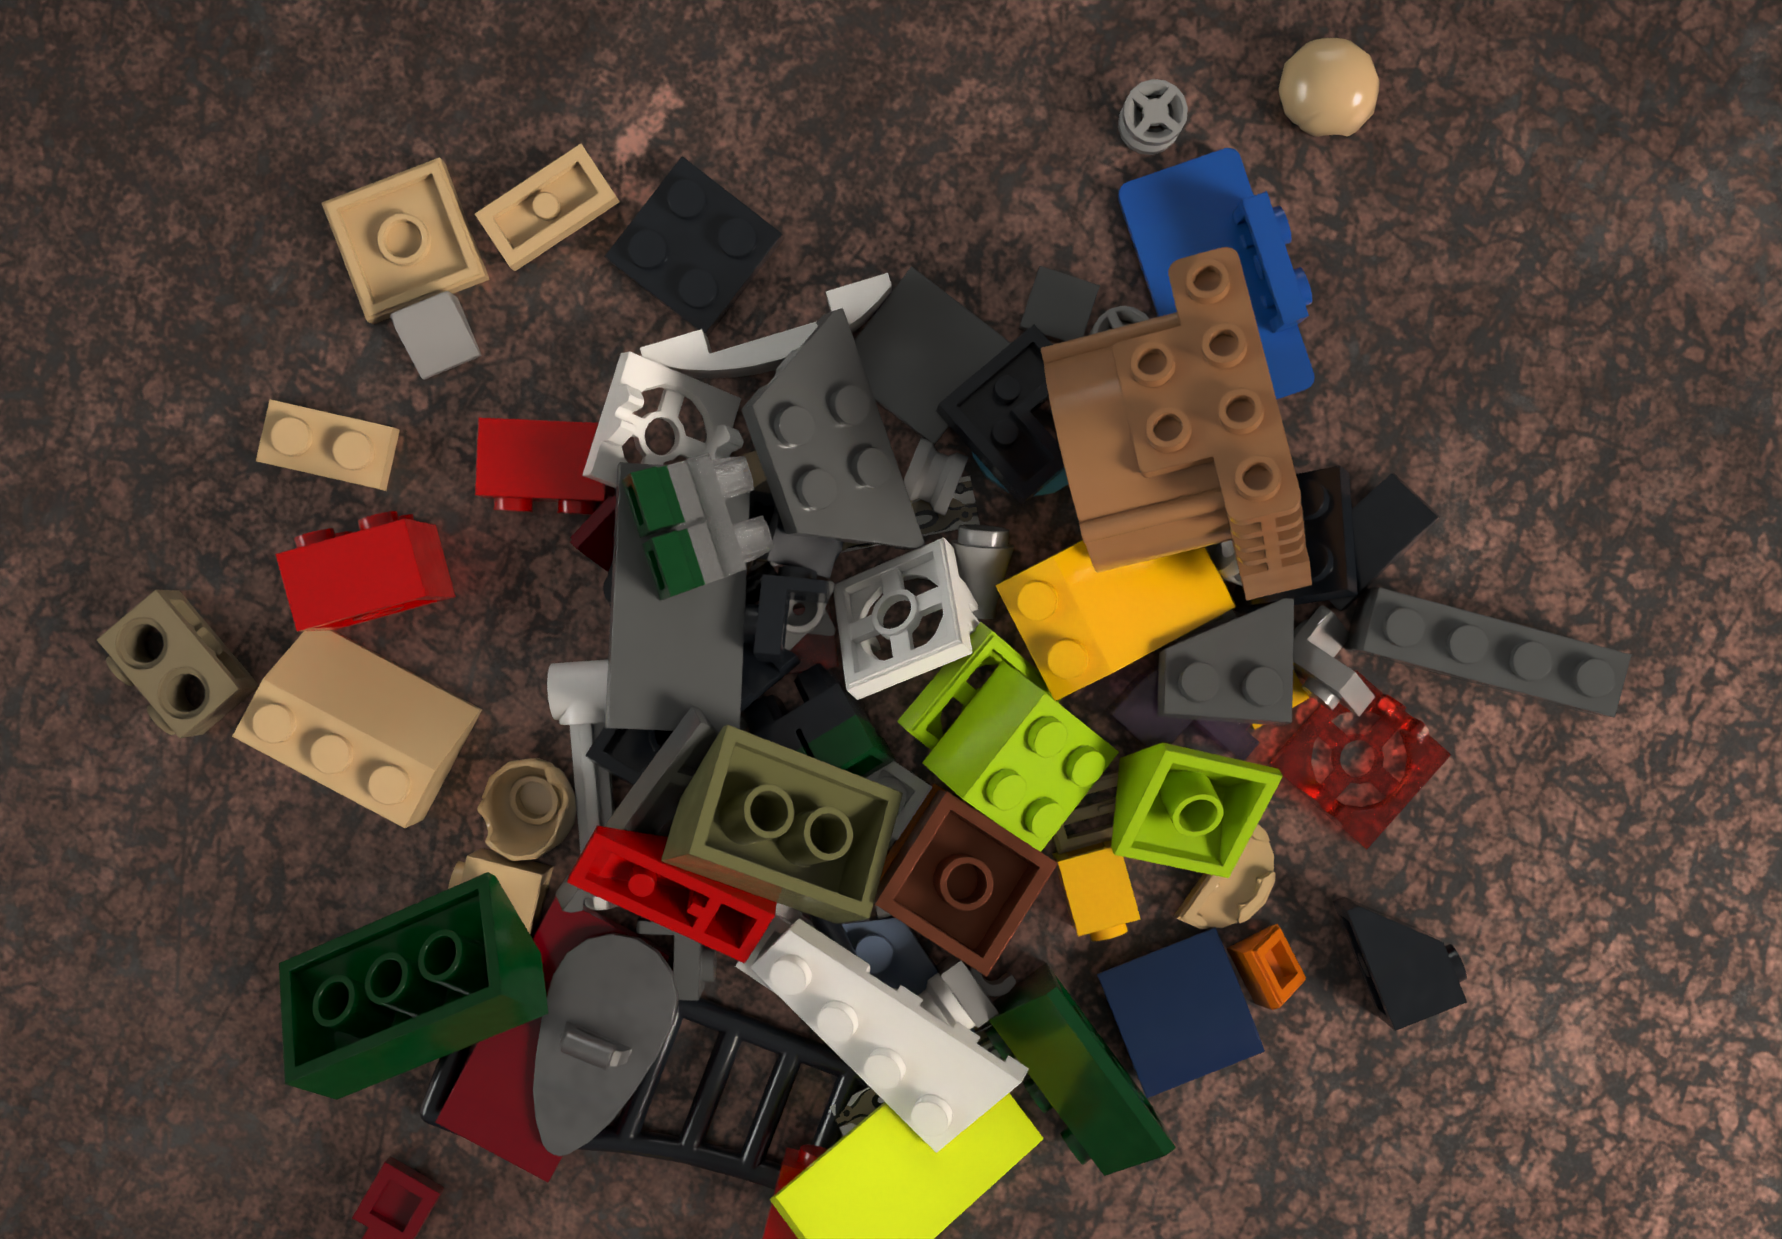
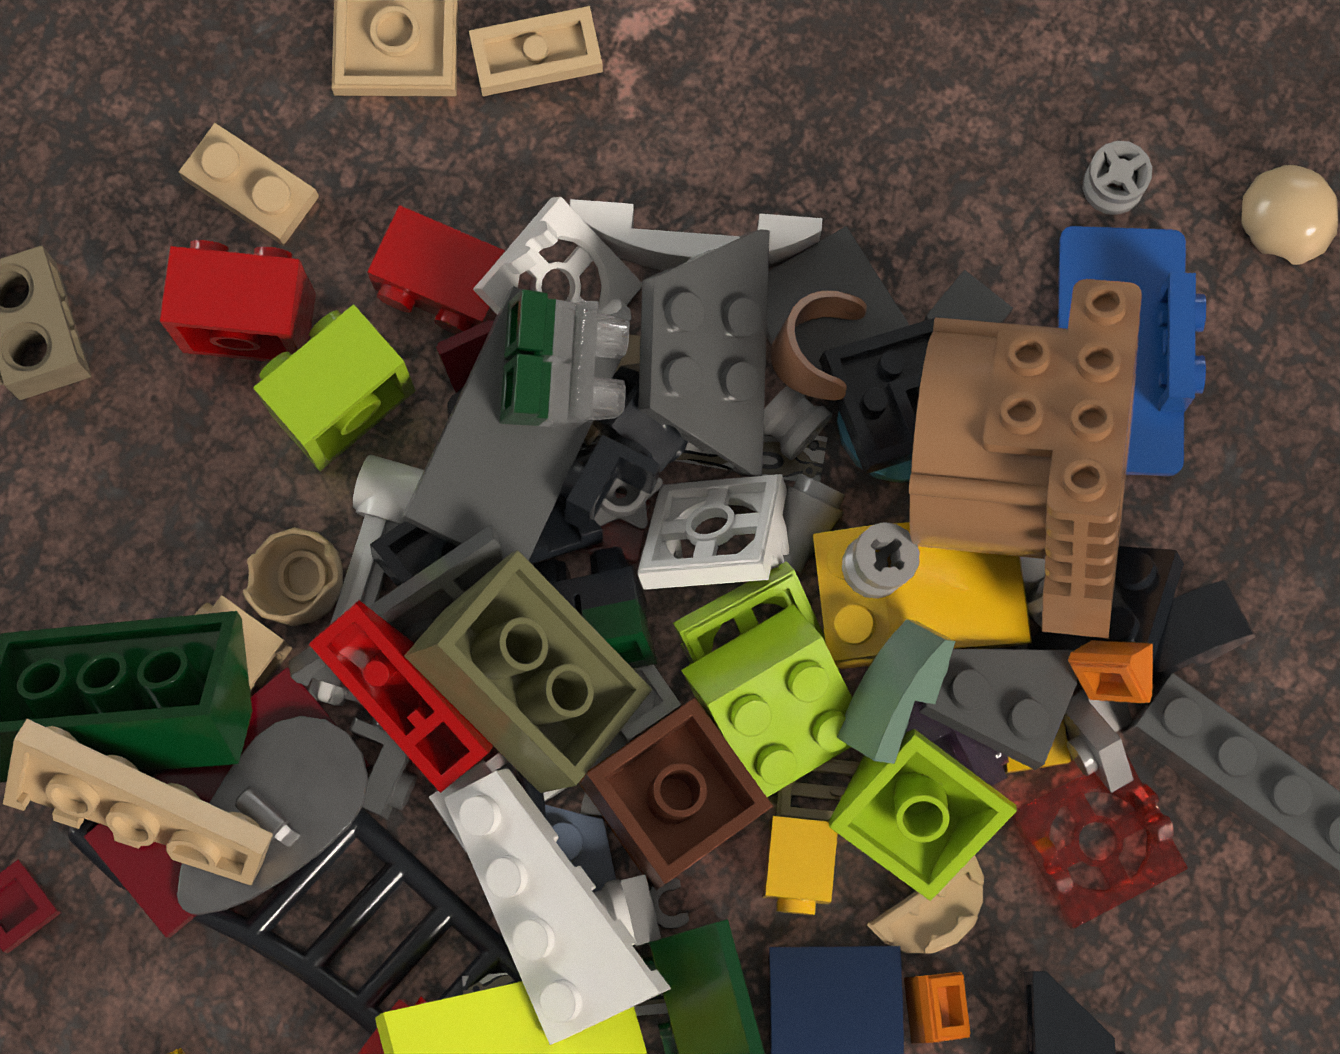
camera: 20 degrees right, 10 degrees down
(358, 725) = (171, 441): tan slope -> none
(436, 334) = (388, 123): light grey slope -> none
(469, 1091) = (138, 809): none -> tan wing
(487, 619) = (334, 385): none -> lime brick
(694, 246) = (654, 136): black plate -> none
(904, 422) = (787, 357): none -> nougat helmet
(1059, 601) = (869, 571): none -> light grey wheel
(1130, 698) = (903, 672): none -> sand green slope
(1326, 607) = (1114, 670): none -> orange slope

